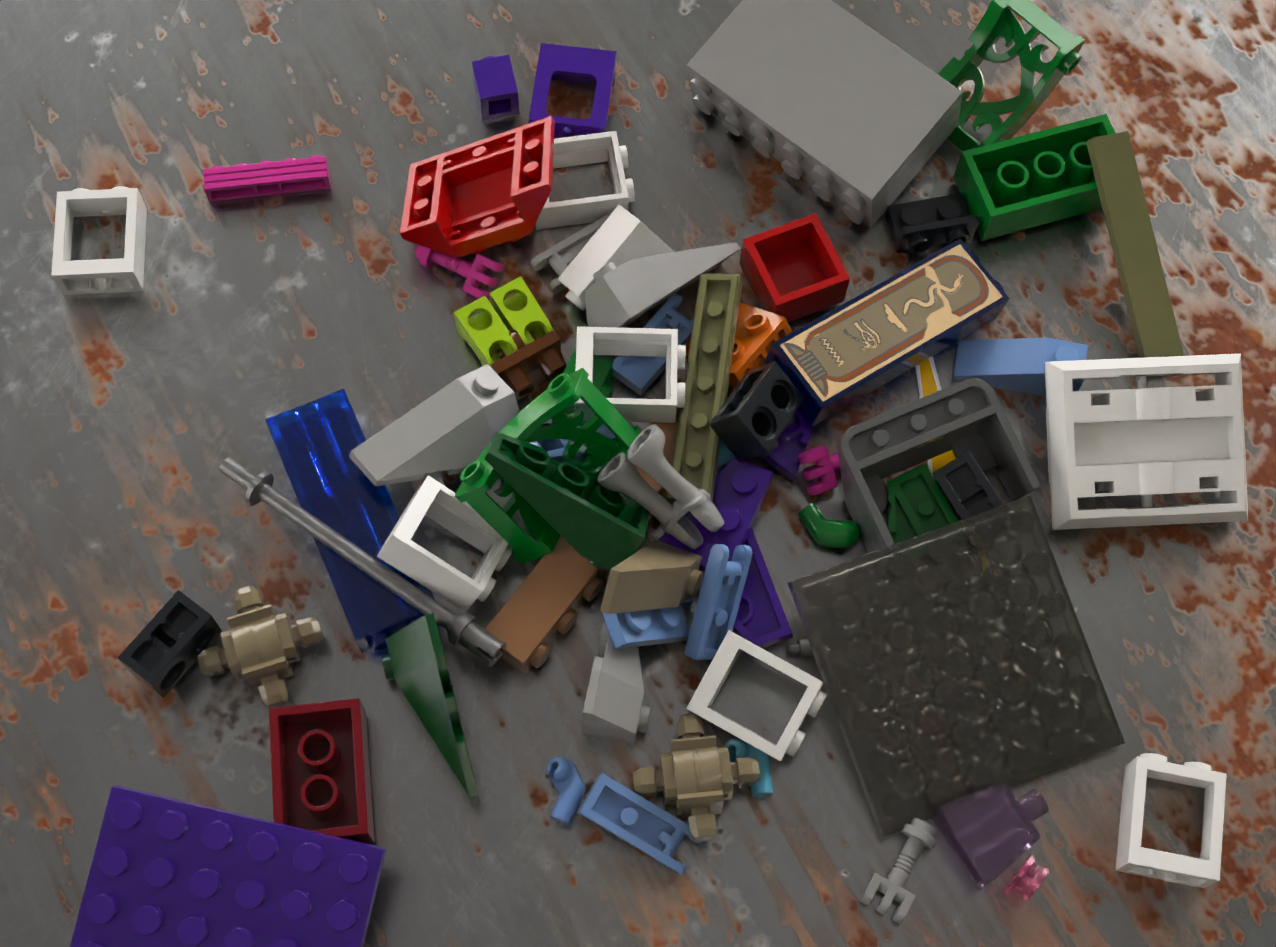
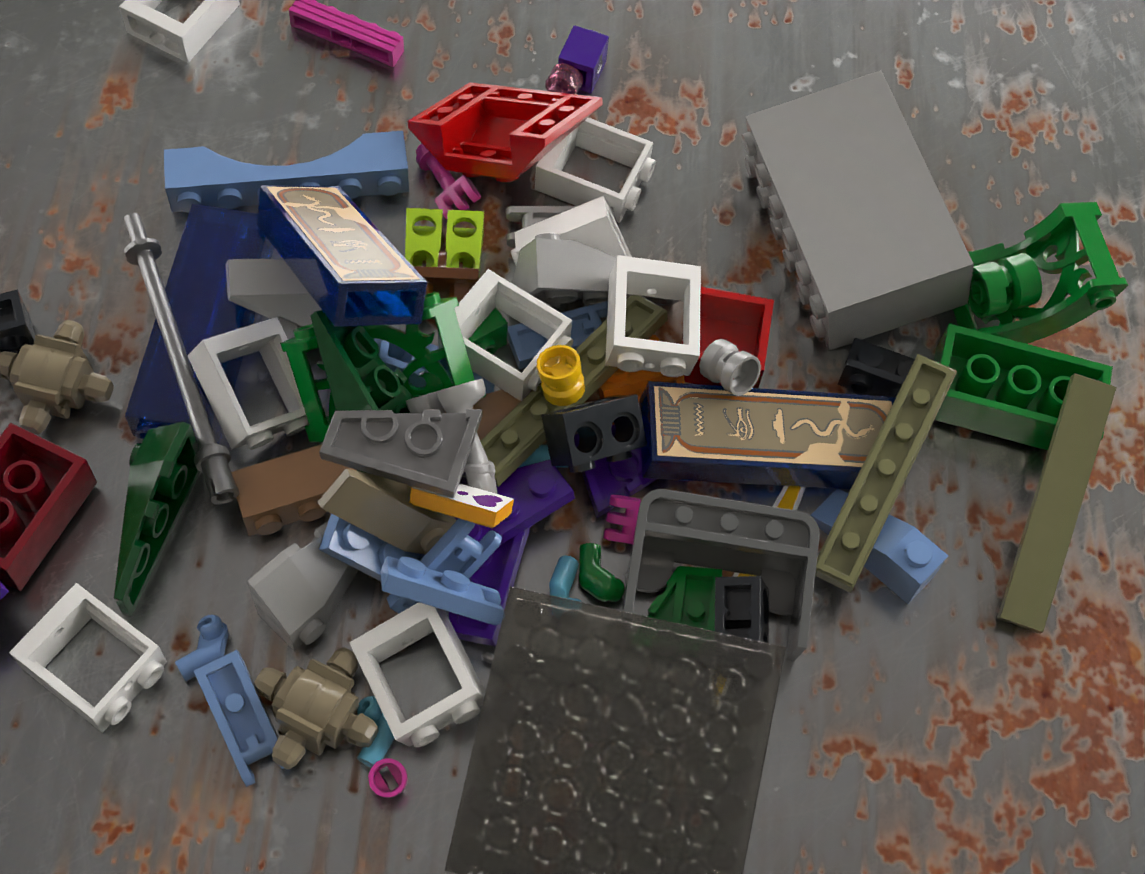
camera: 30 degrees right, 5 degrees down
(254, 389) = (364, 168): none -> medium blue arch
(435, 856) = (58, 629): none -> white window
(455, 390) = (341, 256): none -> brick
(494, 117) = (564, 79): none -> clear pink bush
(580, 66) = (659, 74): dark purple window -> none
(640, 520) = (409, 448): none -> flat silver wing
(695, 377) = (561, 375): none -> yellow wheel
(705, 537) = (468, 504): none -> light orange tile
(722, 251) = (655, 280): none -> white window
(734, 620) = (441, 590): none -> medium blue hinge
(796, 786) = (378, 782): none -> dark pink hinge
(807, 551) = (563, 577): none -> medium azure arm
(829, 292) = (732, 368): none -> light grey wheel
(985, 92) = (1002, 285): none -> green wheel
(997, 303) = (883, 473): none -> olive tile
(1146, 441) = (945, 674): white piece -> none

